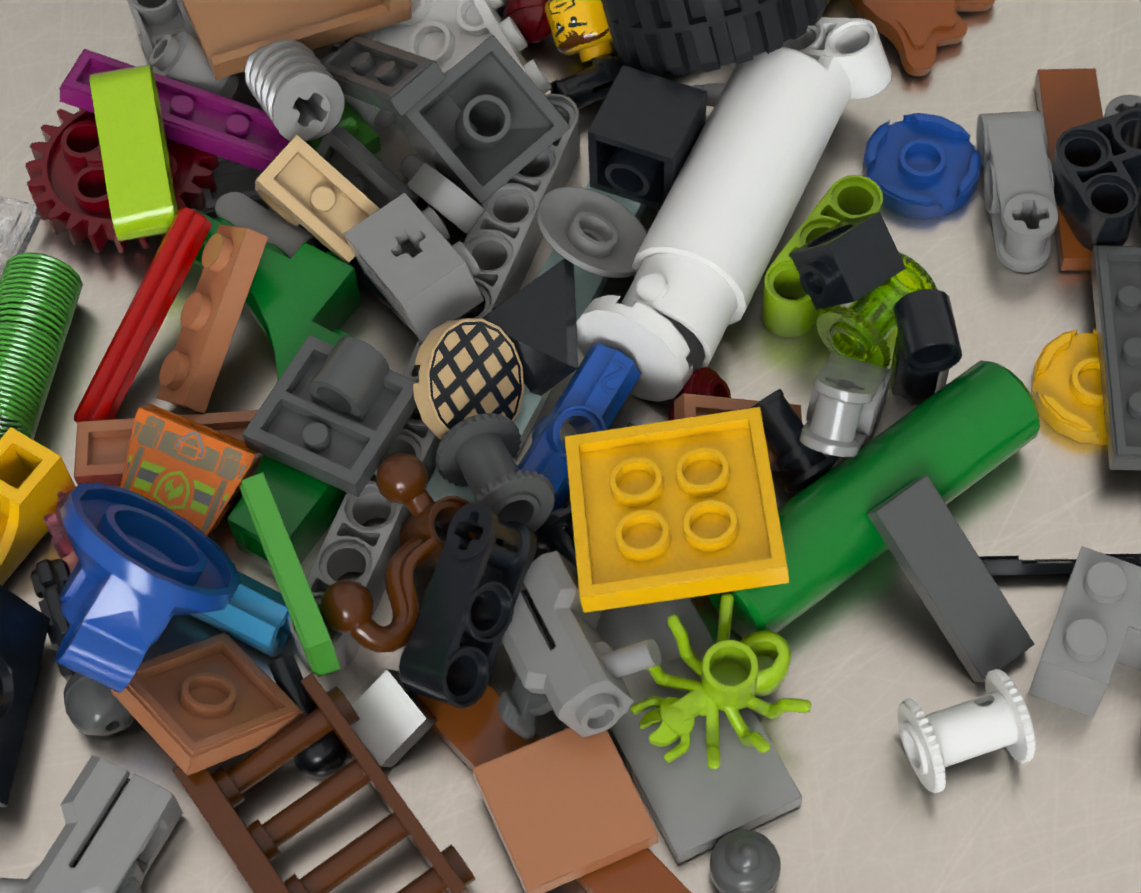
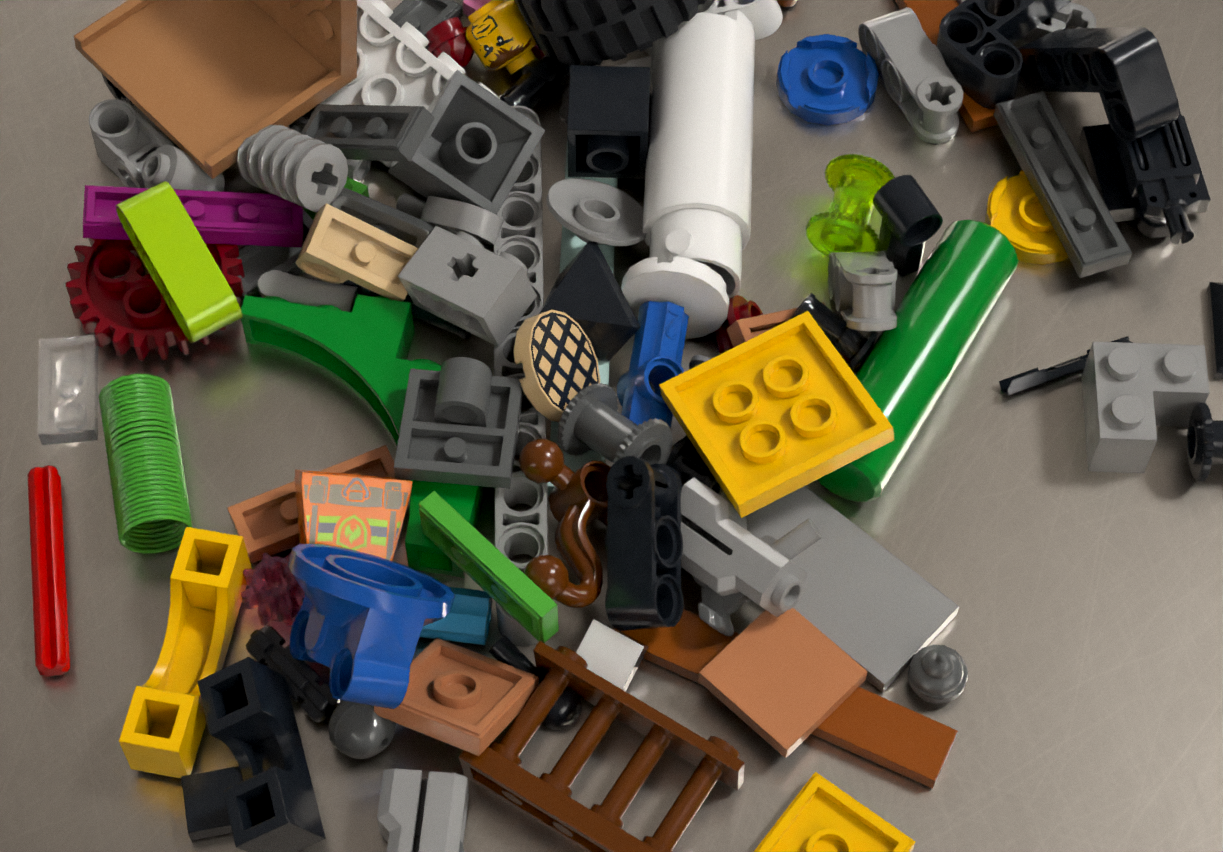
camera: 25 degrees left, 0 degrees up
(144, 317) = (245, 401): red axle -> none
(211, 317) = (309, 382): nougat plate -> none
(729, 682) = (868, 538): lime animal -> none
(845, 200) = (785, 177): lime beam -> none
(847, 261) = (820, 173): black brick -> none
(950, 578) = (1002, 399): dark grey tile -> none
(966, 730) = (1081, 497): white hose -> none

